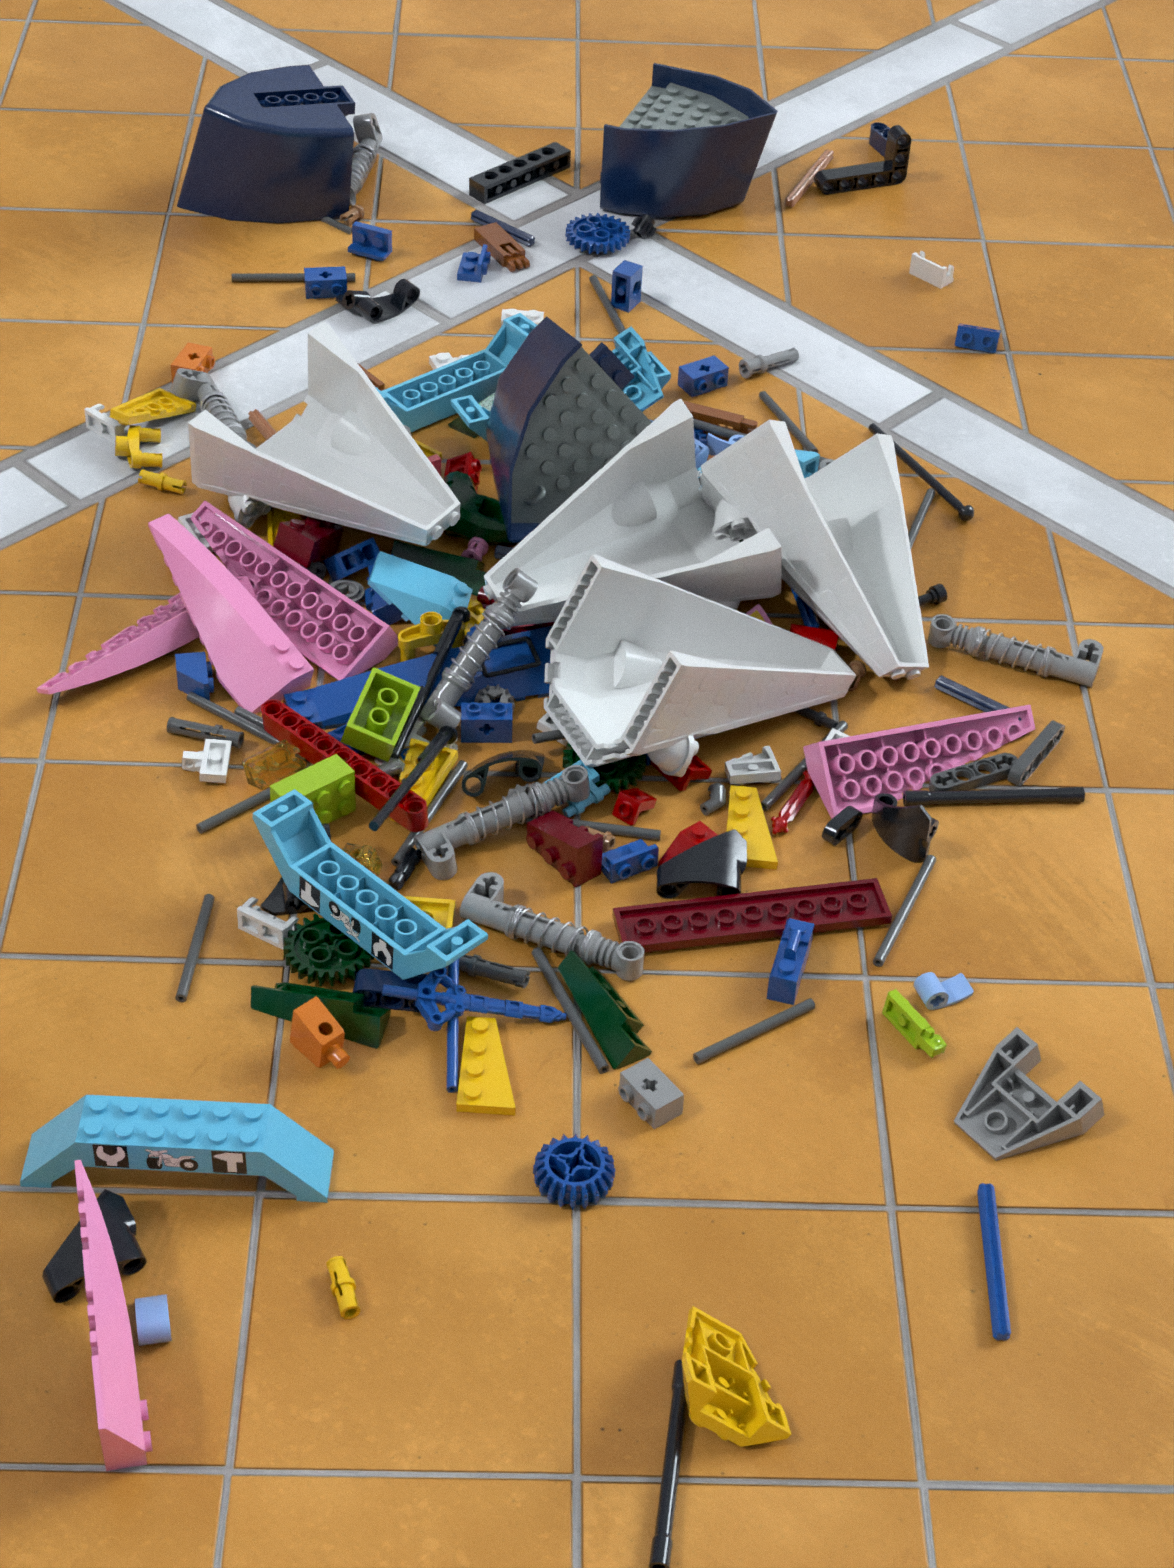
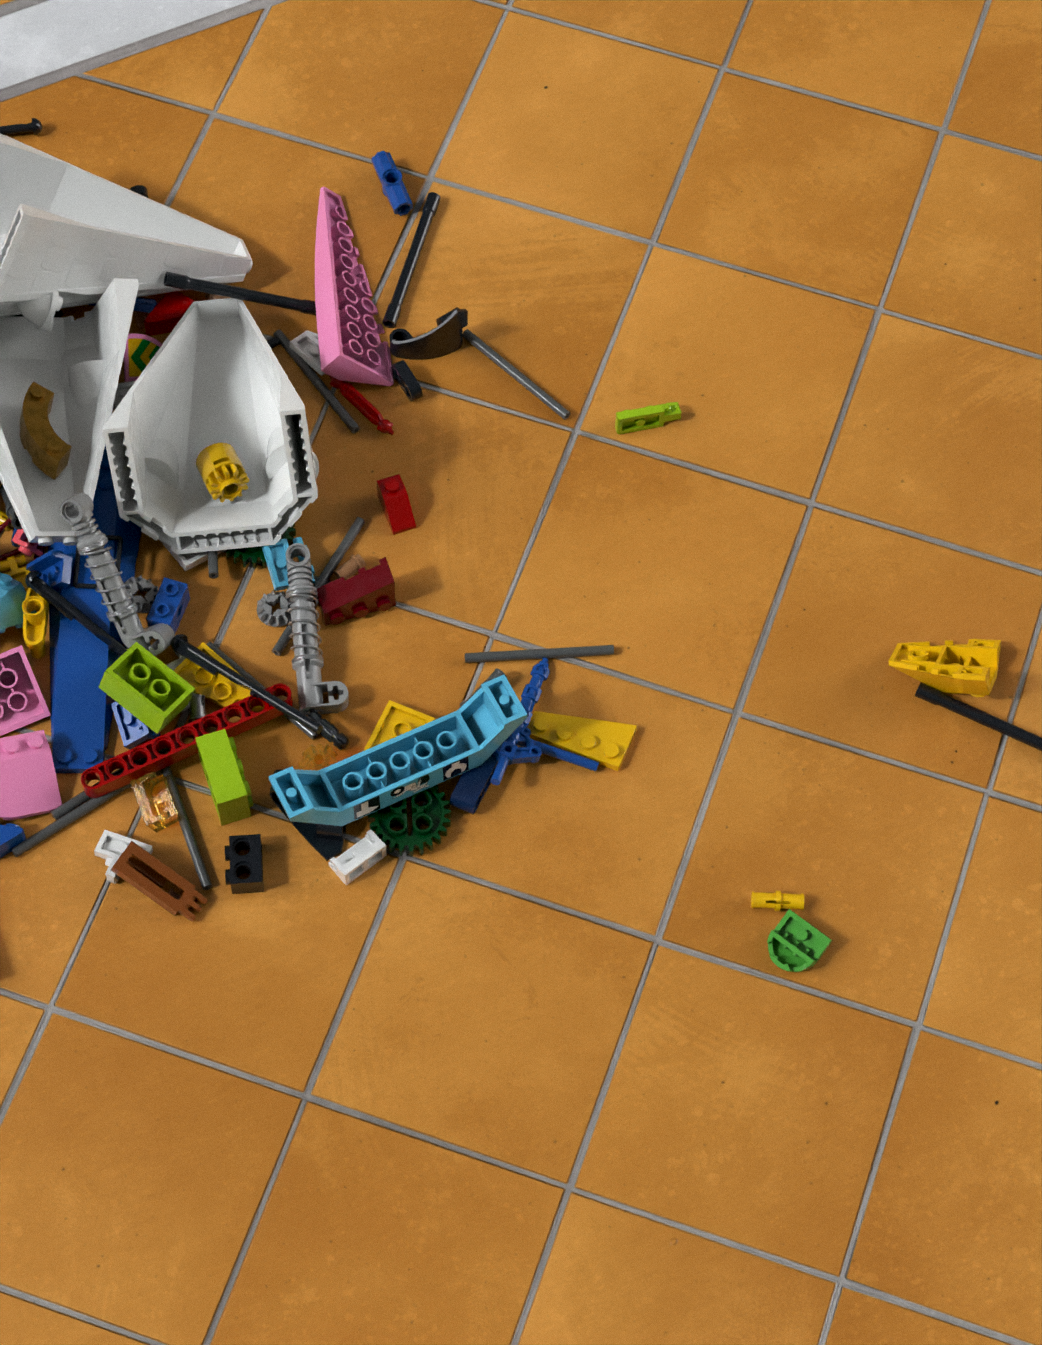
camera: 70 degrees left, 20 degrees up
(66, 1270) = (696, 1069): black panel -> none
(113, 1357) = (789, 1074): bright pink wedge -> none
(152, 1320) = (770, 1044): light blue panel -> none
(179, 727) = (74, 854): dark grey pin -> none
(180, 1139) = (608, 996): medium azure slope -> none
(190, 781) = (150, 876): none -> dark orange hinge
(195, 947) = (361, 925): dark grey piece -> none
(230, 844) = (250, 863): none -> black brick
(292, 1315) = (796, 943): none -> bright green slope
(318, 1035) = (517, 848): orange torso -> none
(359, 1022) = (477, 839): dark green wedge -> none
(486, 906) = (436, 657): light grey piece -> none
(528, 766) = (233, 604): black panel -> none
(574, 1171) = (713, 690): blue gear -> none
(605, 1012) = (553, 628): dark green wedge -> none
(624, 550) = (37, 435): none -> pearl gold brick
(628, 696) = (222, 471): none -> yellow gear
(629, 860) = (385, 545): blue bracket -> none
(631, 803) = (320, 526): red bracket -> none
(651, 1093) = (656, 623): light grey brick -> none
(713, 861) = (427, 497): black panel -> none
(717, 800) = (336, 461): dark grey arm -> none
(748, 819) = (379, 452): yellow wing -> none
(751, 915) = (486, 487): dark red plate -> none
(753, 768) = (317, 416): white wing -> none
(753, 1031) = (609, 529): dark grey piece -> none
(790, 961) = (551, 475): blue piece -> none
(831, 616) = (184, 282): none -> black piece
(942, 994) = (614, 382): light blue panel -> none
(968, 695) = (285, 224): dark blue axle -> none
(994, 1262) = (884, 456): blue axle -> none
(997, 765) = (380, 263): dark grey beam -> none
(1012, 1113) = (751, 388): light grey wedge -> none
(1022, 654) = (265, 154): light grey piece -> none
(1036, 753) = (376, 207): dark grey beam -> none
(1073, 756) = (392, 183): none -> blue piece

